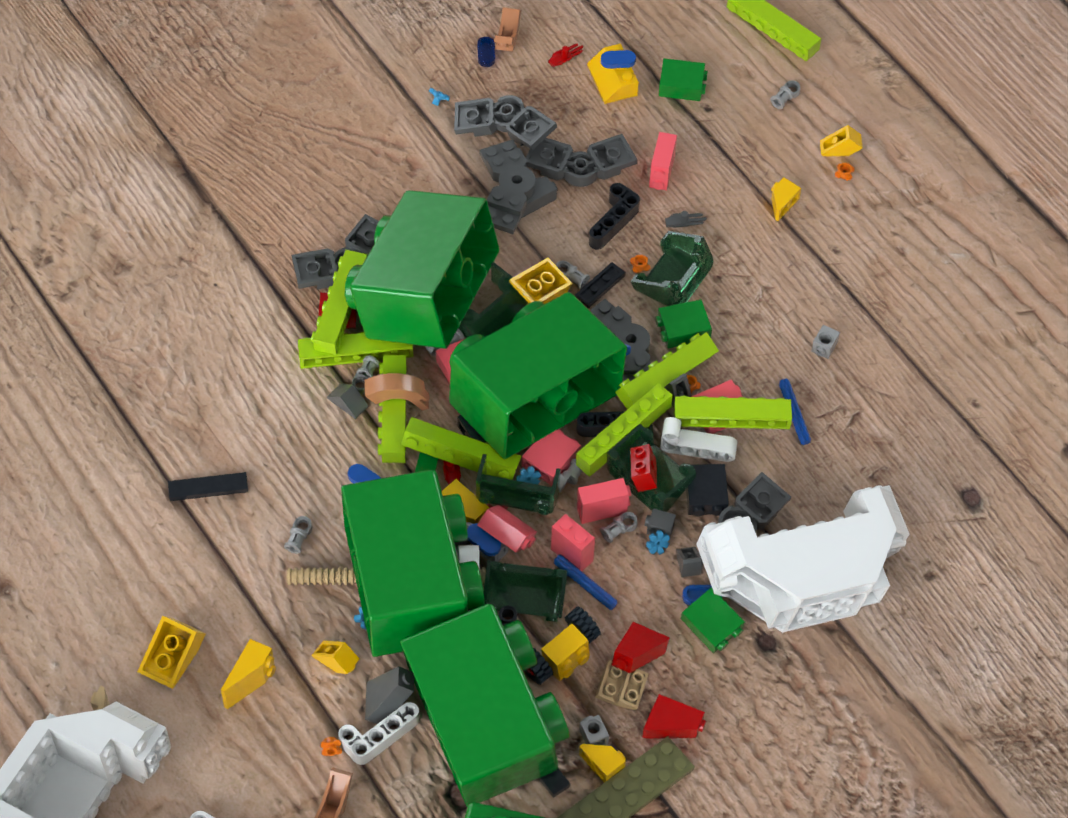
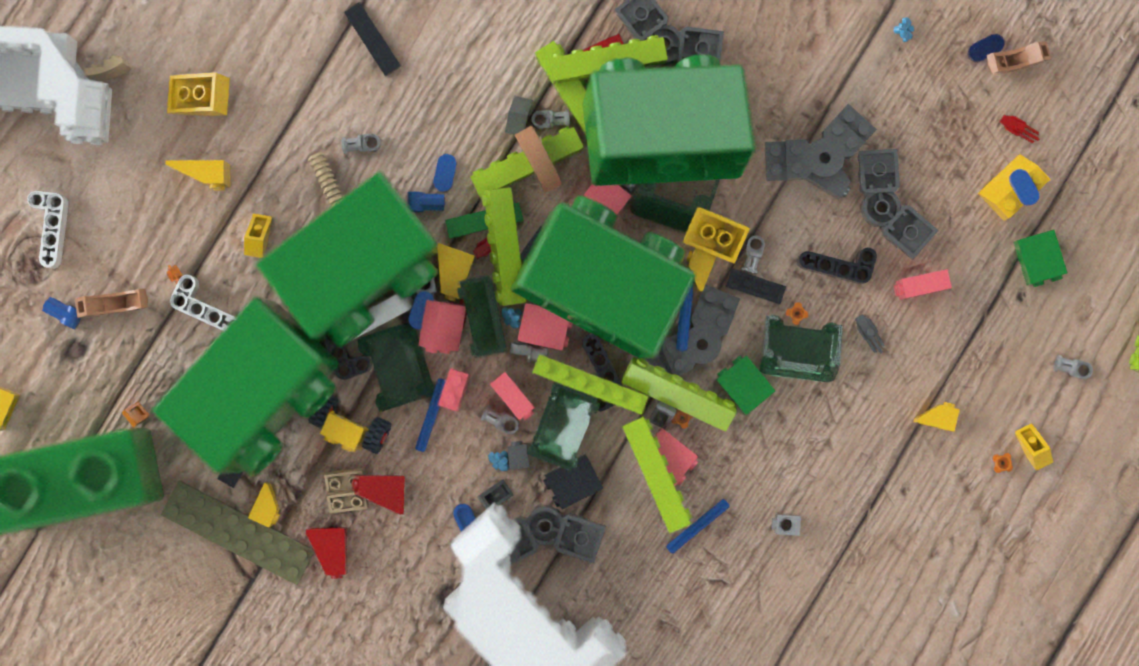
camera: 65 degrees right, 30 degrees up
(387, 693) = (233, 295): dark grey slope -> none
(507, 115) = (898, 88): dark grey plate -> none
(596, 723) = (280, 490): light grey brick -> none
(643, 468) = (556, 420): red brick -> none
(696, 443) = (618, 454): white beam -> none
(713, 621) = (435, 544): green brick -> none

